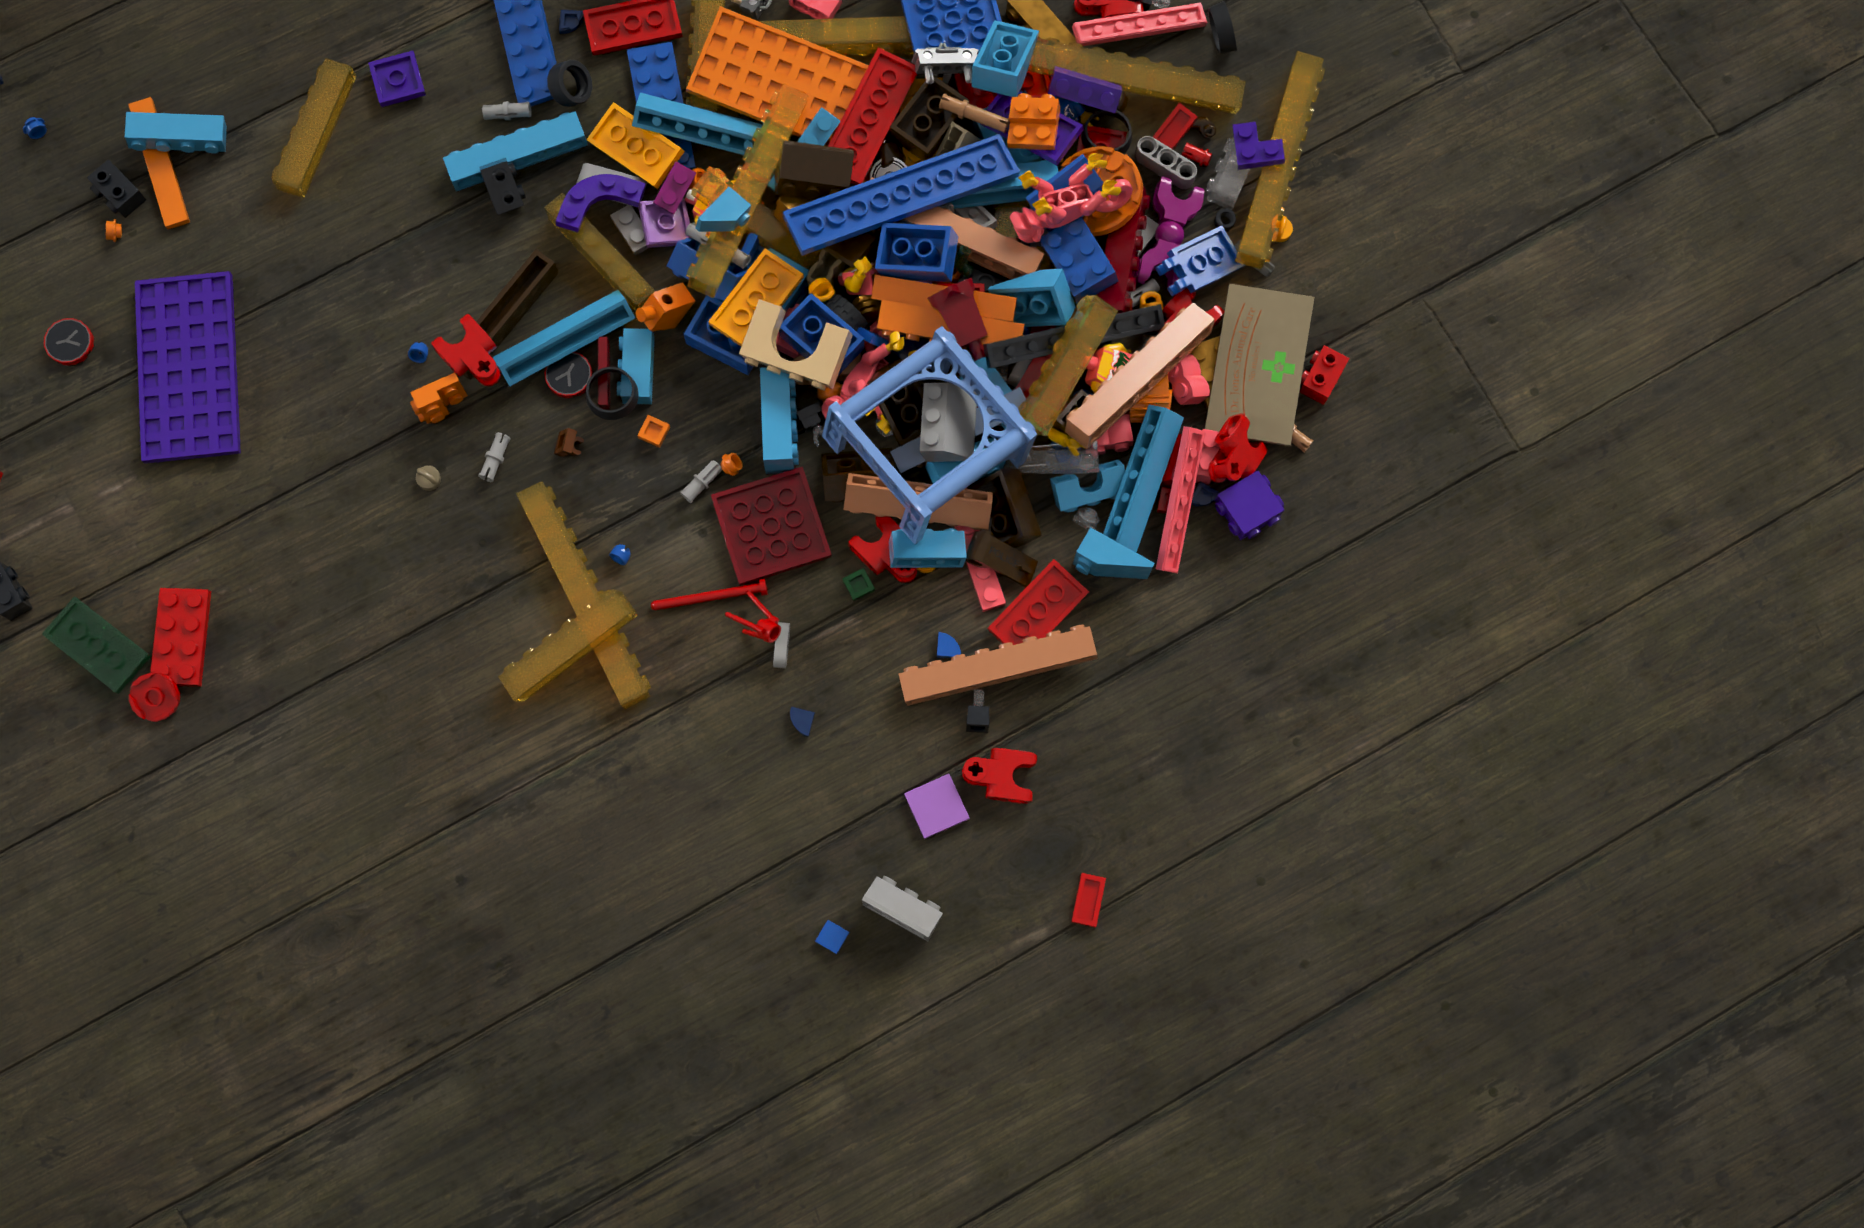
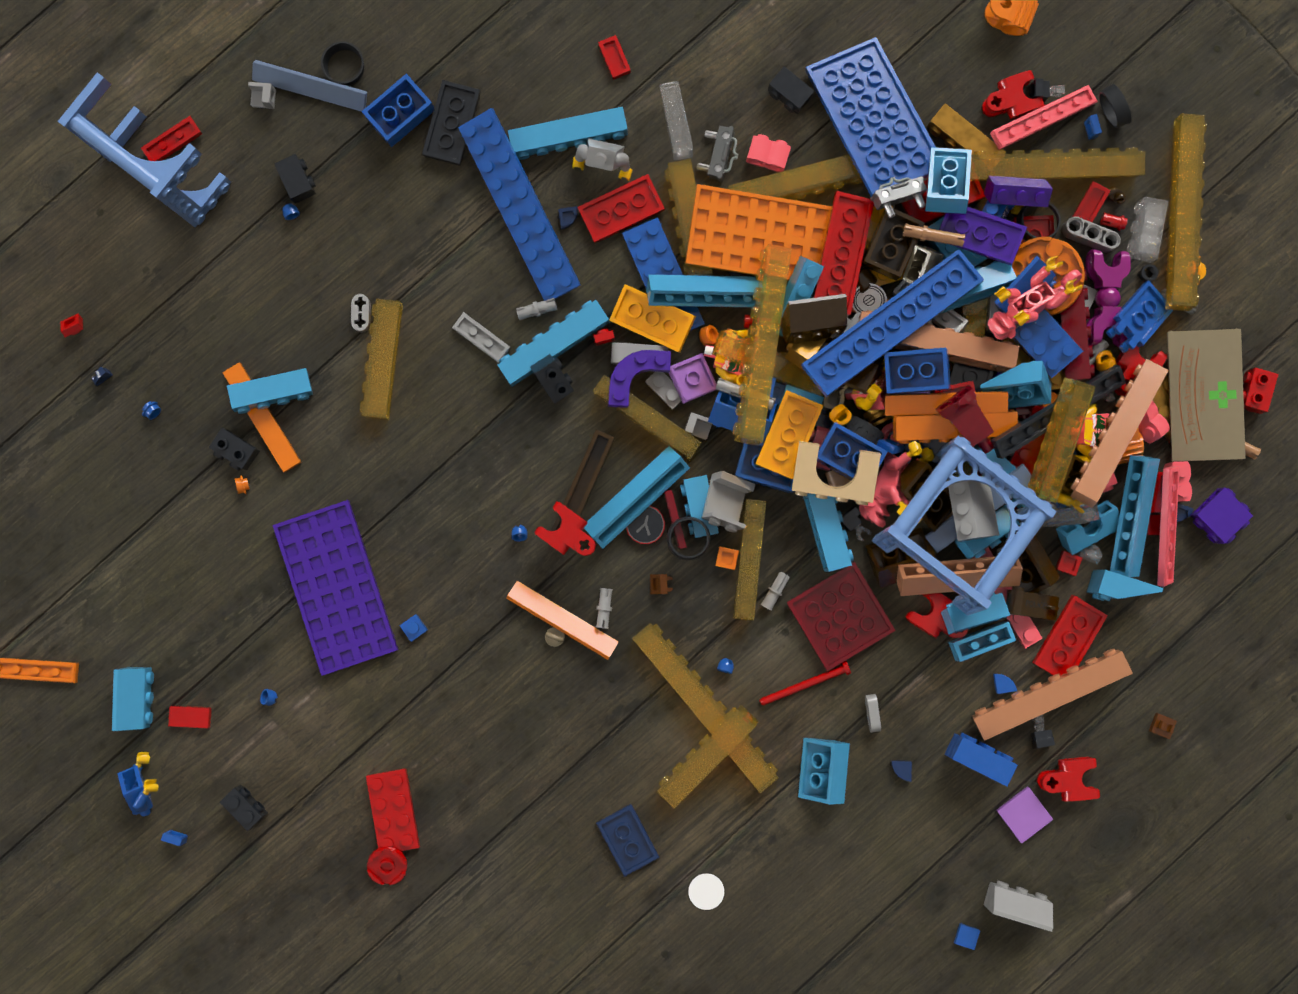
camera: 10 degrees left, 10 degrees up
(68, 341) = (232, 587): black tile -> none
(72, 472) = (268, 697): none -> blue hinge
(96, 645) = (328, 833): clear green plate -> none
(265, 432) = (413, 627): none -> blue plate
(300, 73) = (355, 313): none -> light grey beam
(397, 78) = (438, 301): dark purple plate -> none
(433, 398) = (544, 577): orange plate -> none
(434, 128) = (481, 337): none -> light grey tile
(442, 459) = (562, 620): none -> tile
(450, 731) = (627, 840): none -> dark blue tile
(529, 815) = (706, 891): none -> white sticker
(557, 87) = (575, 279): black tyre -> none
(575, 156) = (604, 336): none -> red plate
(658, 274) = (698, 426): none -> light grey panel
(665, 307) = (708, 462): orange torso -> none
(668, 362) = (726, 500): none -> light grey panel
(668, 461) = (749, 559): none -> clear yellow arch
(674, 188) = (695, 349): magenta plate -> none
(706, 699) = (823, 770): none -> dark azure slope
(724, 213) = (755, 375): dark azure slope -> none
(731, 464) = (796, 572): orange plate -> none
(765, 628) = (862, 707): red plant -> none
(858, 584) = (922, 649): dark green plate -> none
(895, 721) = (981, 758): none -> blue brick
(930, 587) = (982, 641): none -> dark azure brick
(961, 263) = (953, 368): arm -> none
(1033, 122) = (986, 233): orange plate -> none
(1057, 523) = (1068, 563): none -> red plate
(1088, 900) = (1159, 862): red tile -> none
(1128, 737) = (1162, 726): none -> reddish brown tile
(1194, 47) = (1093, 127): none -> blue tile
(1236, 455) = (1205, 478): red piece -> none
(1251, 152) = (1166, 214): dark purple plate -> none

